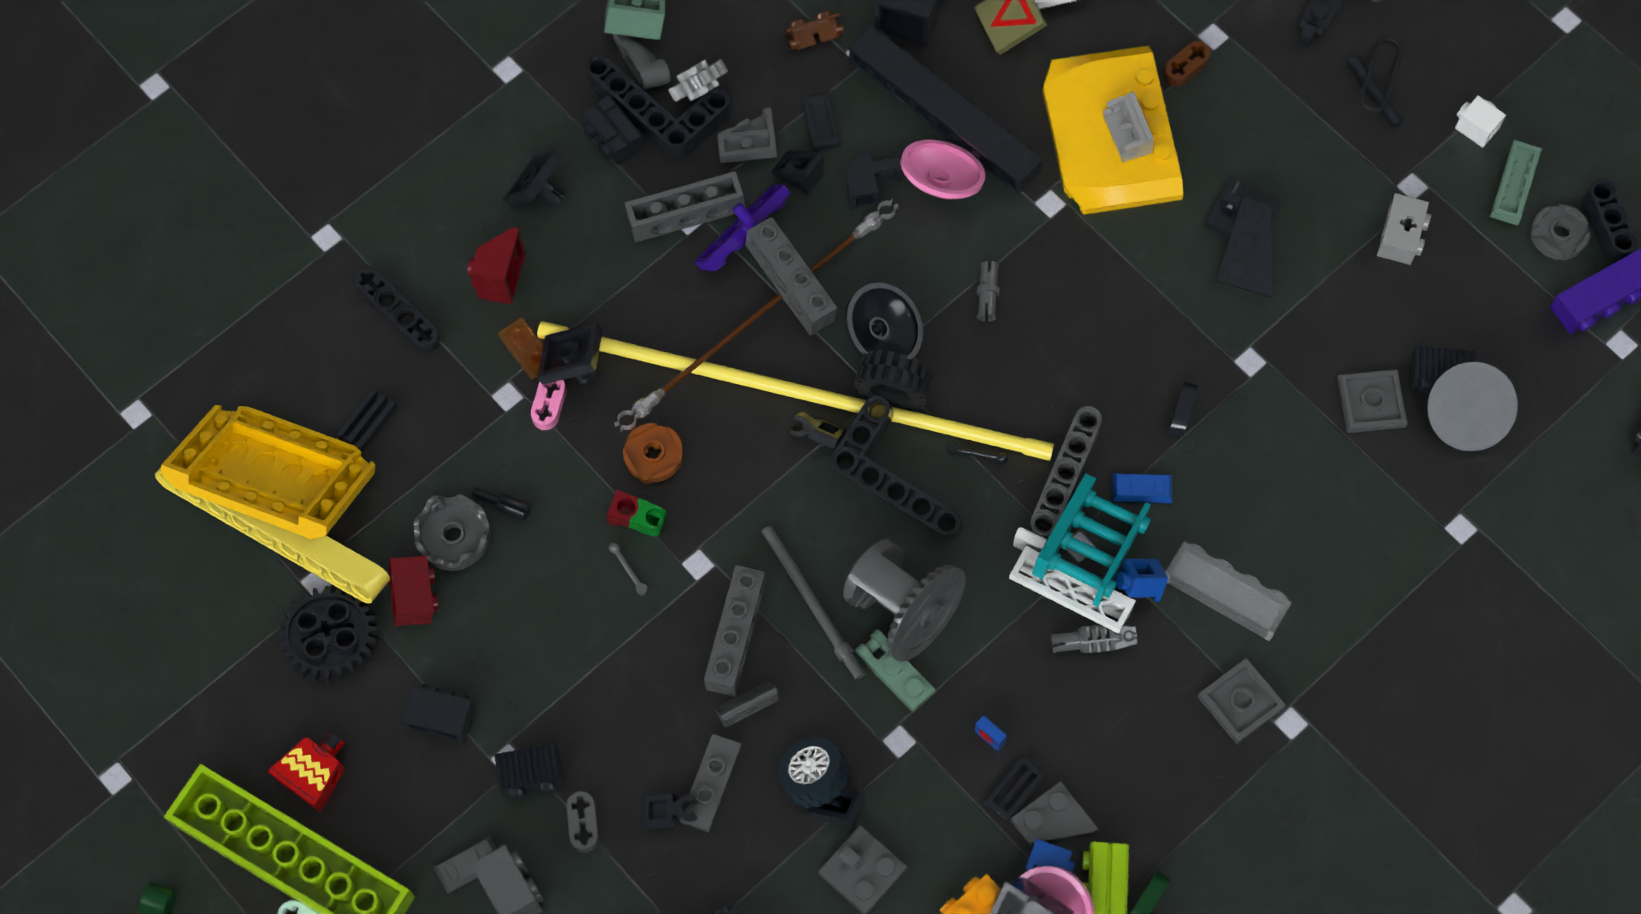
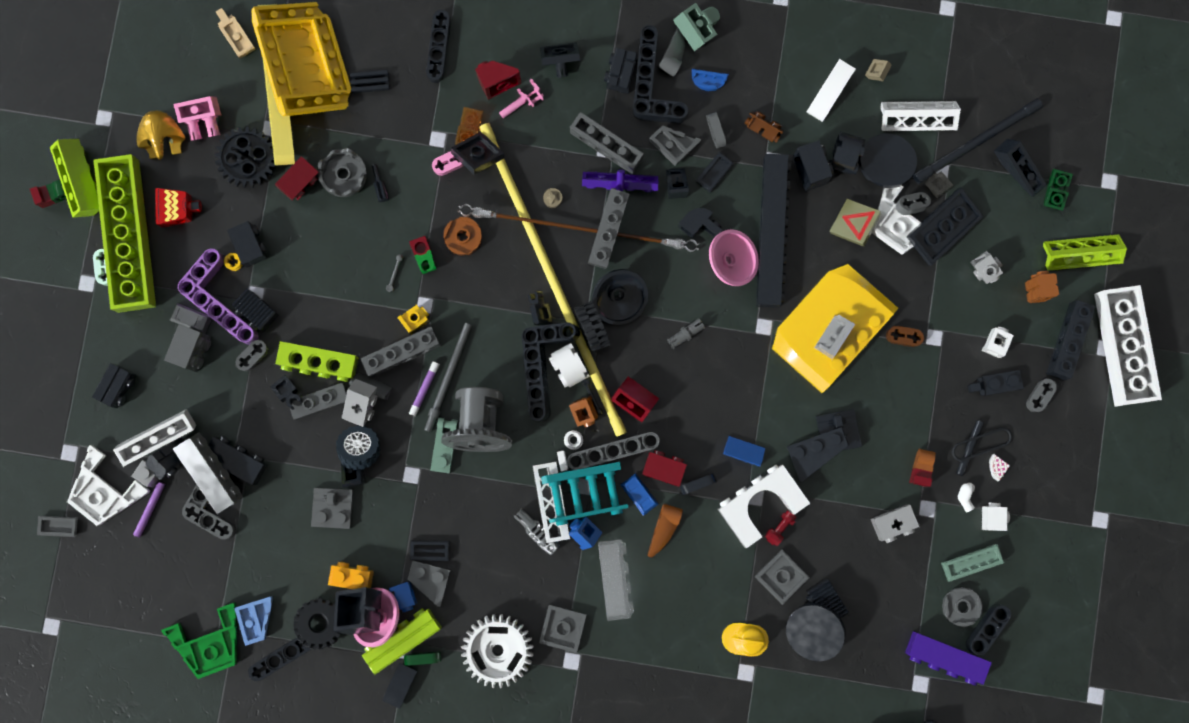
camera: 50 degrees right, 15 degrees up
(162, 531) = (234, 34): none -> tan hinge
(162, 865) = (75, 177): none -> lime brick
(195, 708) = (153, 130): none -> pearl gold piece
(216, 644) = (199, 109): none -> bright pink brick
(443, 743) = (229, 257): none -> yellow bush
(475, 813) = (212, 302): none -> medium lavender beam
(547, 263) = (520, 101): none -> bright pink piece
(690, 706) = (288, 351): none -> lime brick
(696, 318) = (552, 198): none -> dark tan tile
(698, 80) = (682, 91): light grey gear -> none
(706, 594) = (413, 326): none -> yellow brick
(709, 48) = (708, 80): none -> blue tile
(761, 740) = (359, 402): none -> light grey brick
(773, 82) = (716, 130): none -> dark grey beam
(803, 642) = (424, 388): none -> medium lavender bar
(919, 443) = (570, 366): none -> white brick
(977, 468) = (577, 409): none -> dark orange brick
(990, 733) = (447, 518): blue tile -> none
(1013, 504) = (579, 440): none -> white plate
(1022, 401) = (634, 399): none -> dark red brick
(1134, 431) = (664, 469): none -> dark red brick
(1185, 331) = (744, 451): none -> blue slope
(1203, 481) = (665, 527): none -> dark orange piece
(1213, 776) = (496, 666): none -> white gear
(1251, 390) = (736, 510): none -> white arch
(1315, 371) = (774, 536): none -> dark red bar
(1361, 154) = (923, 468): none -> leg
(1418, 499) = (745, 639): none -> yellow piece
(1421, 77) = (997, 467): none -> white tile
(1428, 135) = (964, 496): none -> white arm

